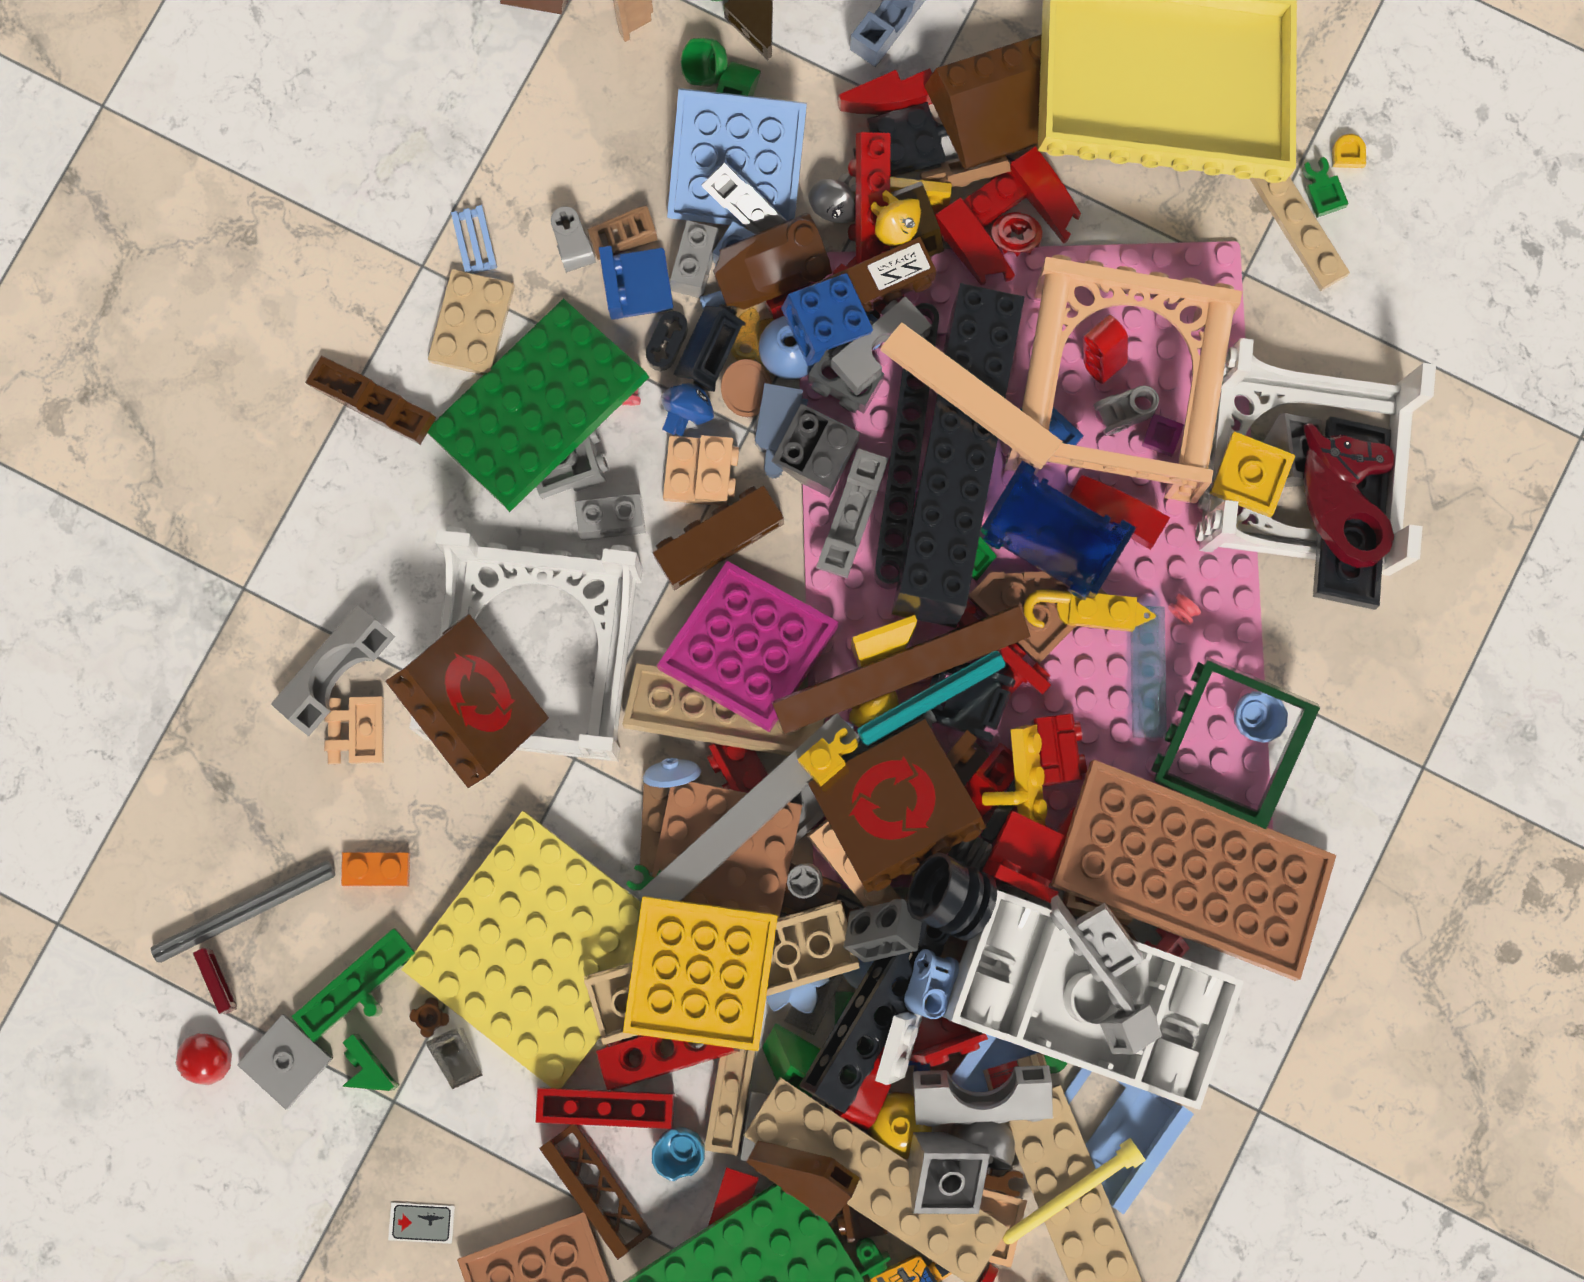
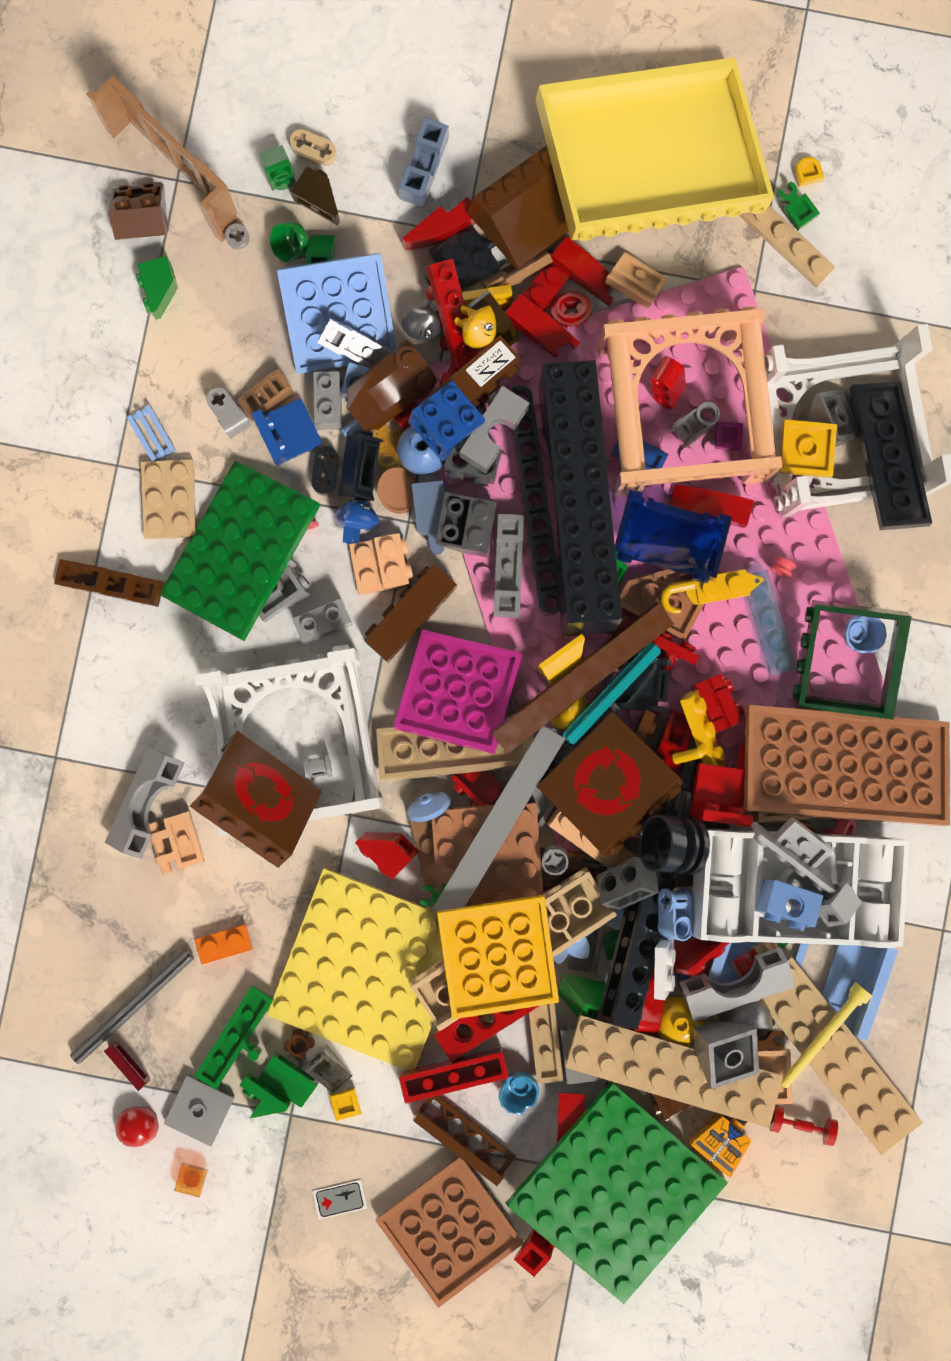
camera: 20 degrees left, 5 degrees up
(249, 1143) = (191, 1180): none -> clear orange plate
(404, 1056) = (288, 1079): none -> green panel
(463, 1107) = (345, 1104): none -> yellow tile
(536, 69) = (159, 284): none -> green slope
(552, 689) = (317, 767): none -> light grey bush
(607, 813) = (387, 850): none -> red slope
(653, 35) = (231, 241): none -> light grey bush
(808, 1177) = (624, 1086): reddish brown slope -> none
(825, 759) = (544, 765): yellow plate -> none
(872, 1260) = (688, 1130): green hinge -> none
(971, 395) = (578, 451): light nougat tile -> none
(1090, 1012) = (804, 904): none -> medium blue brick
(1104, 221) = (636, 280): none -> light nougat plate
(1330, 479) = (867, 434): dark red animal -> none

